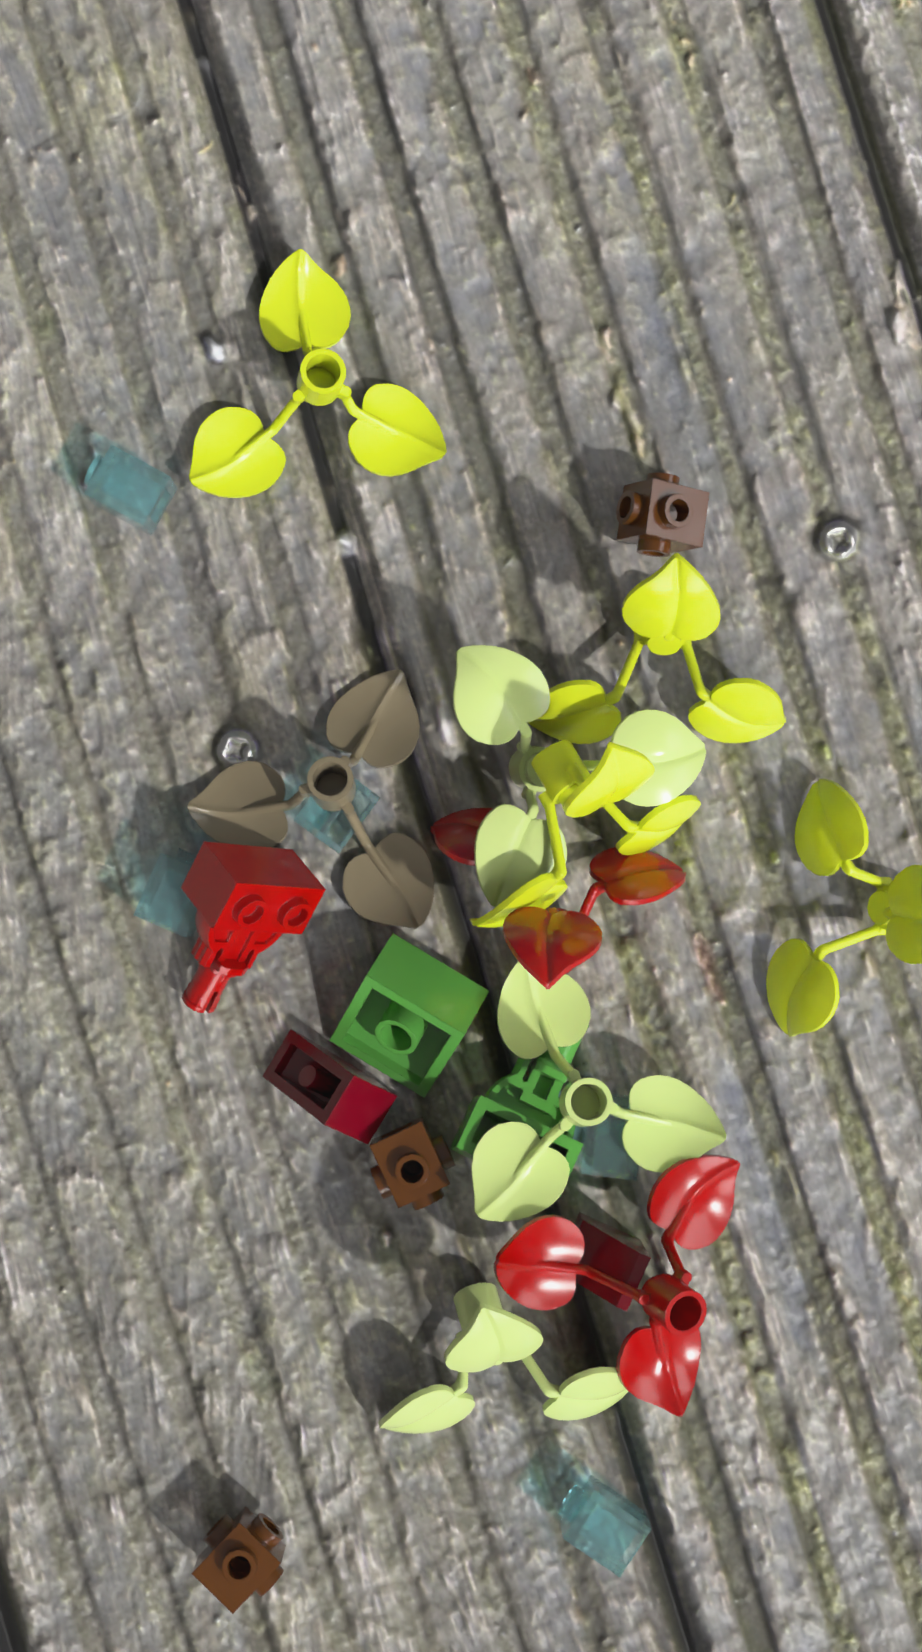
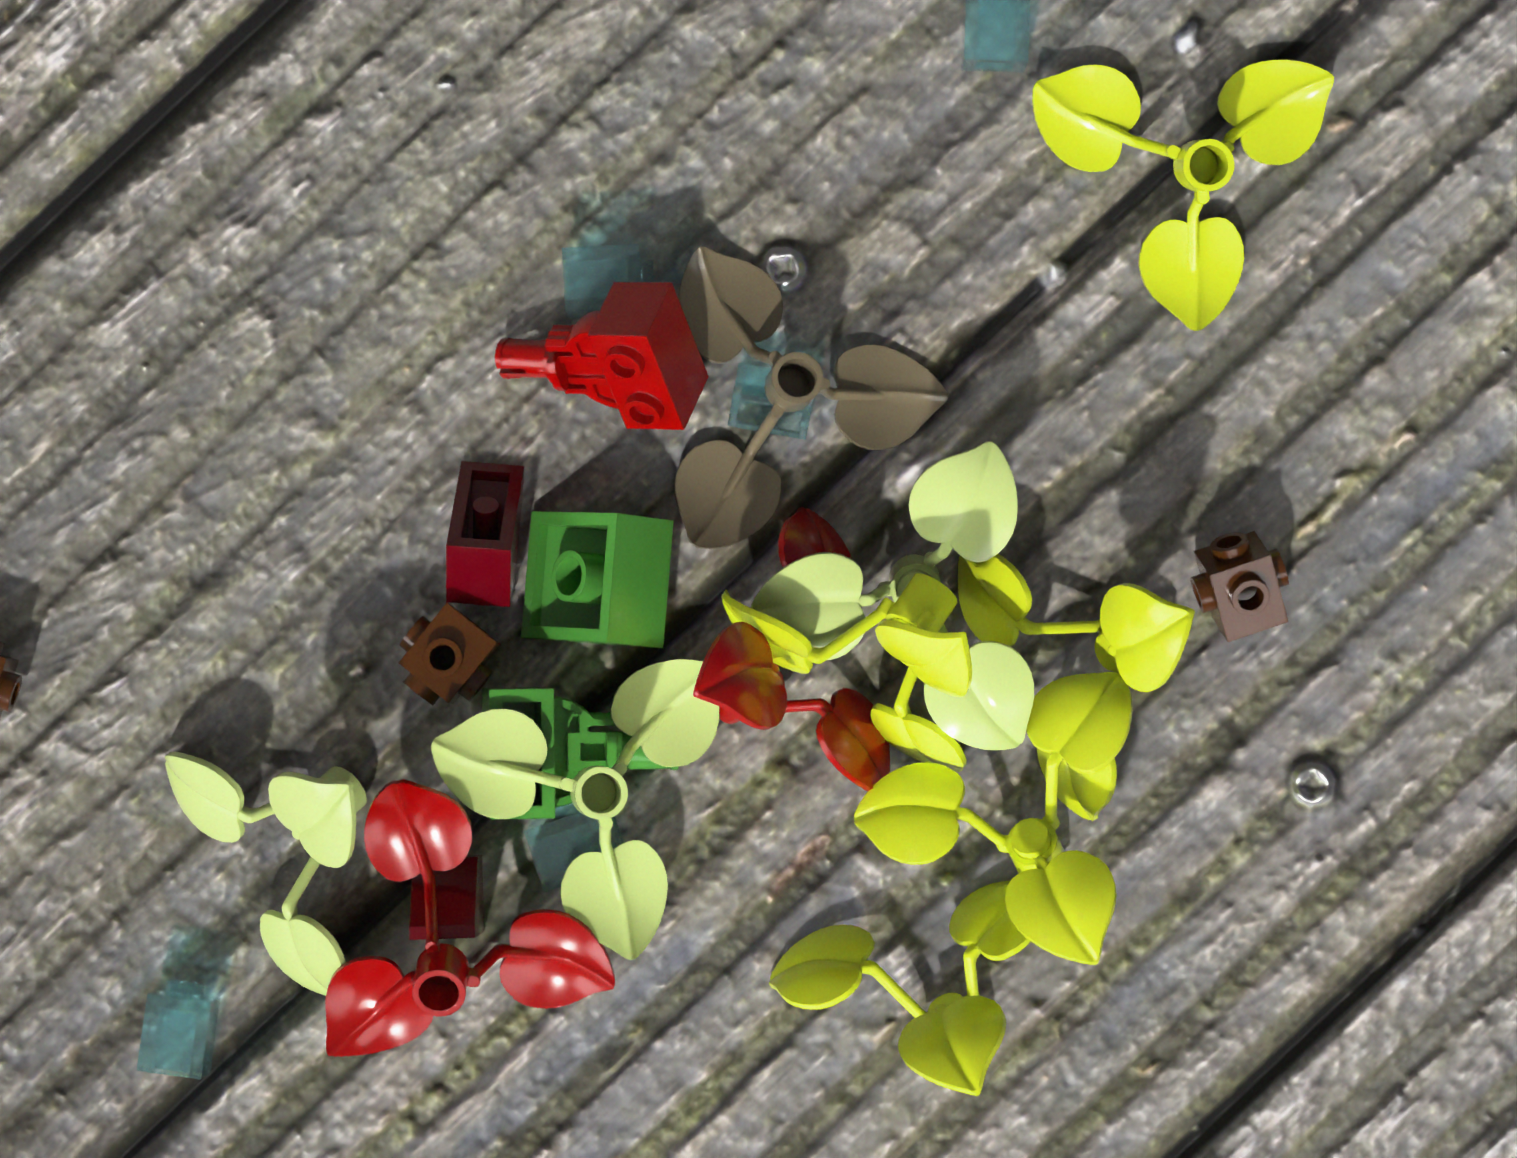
camera: 70 degrees right, 0 degrees up
(847, 777) = (1059, 895): none -> neon yellow plant

